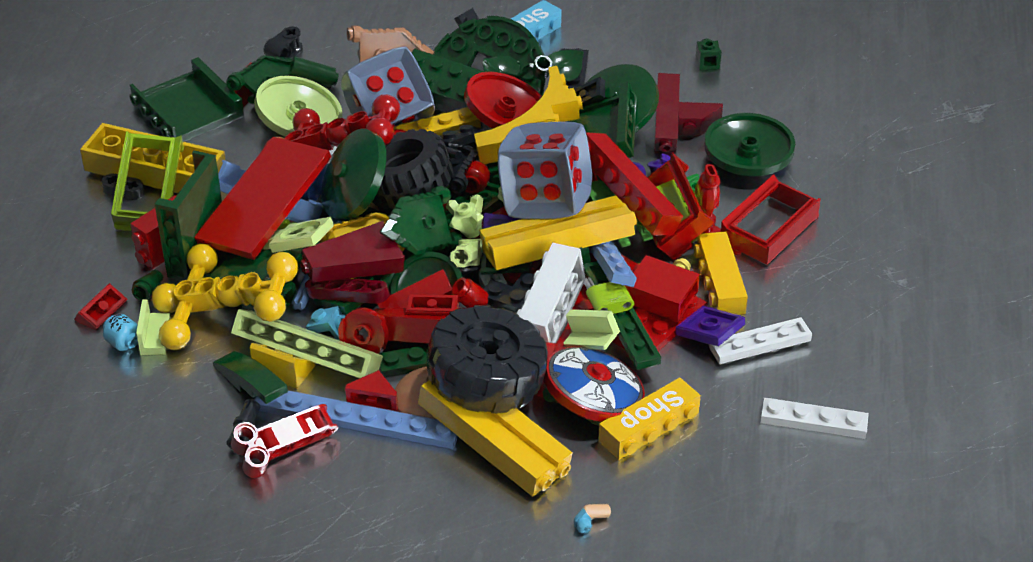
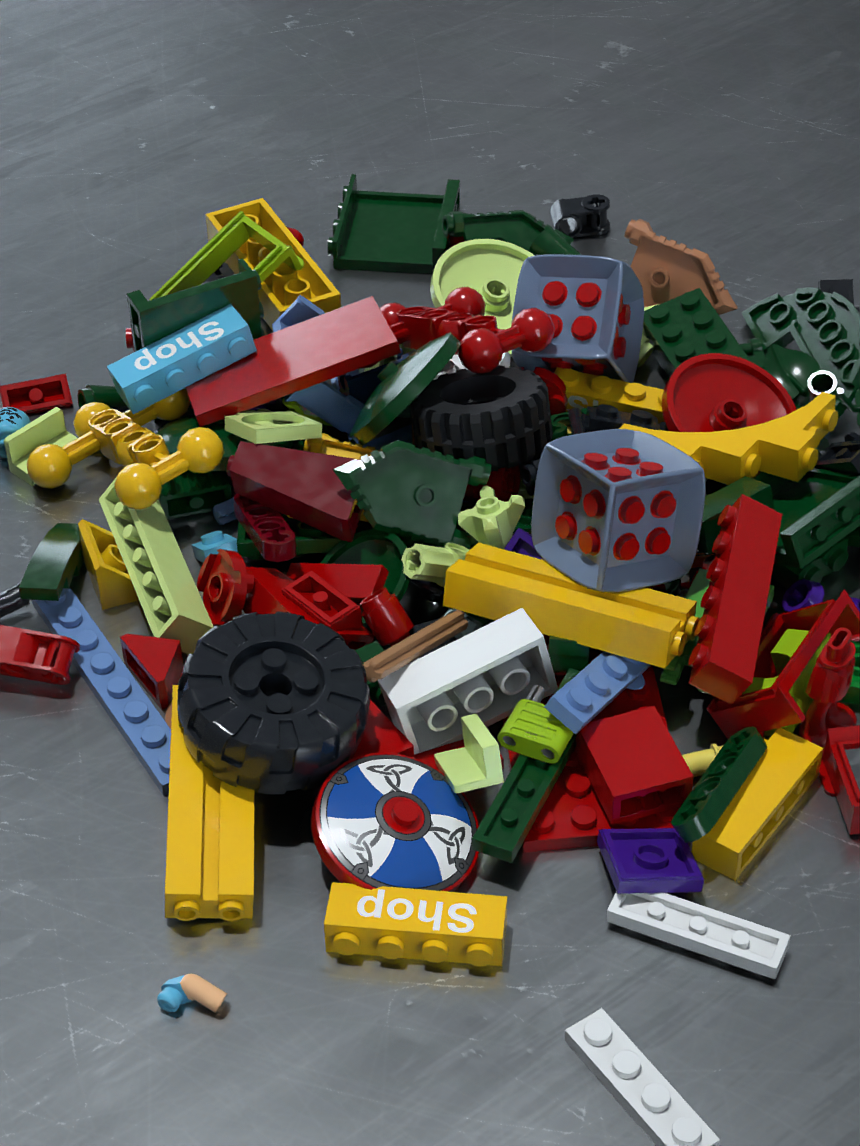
camera: 45 degrees right, 0 degrees up
(205, 228) = (182, 358): none -> medium azure brick
(515, 293) = (415, 646): none -> medium nougat axle
(710, 269) = (719, 784): none -> dark green beam

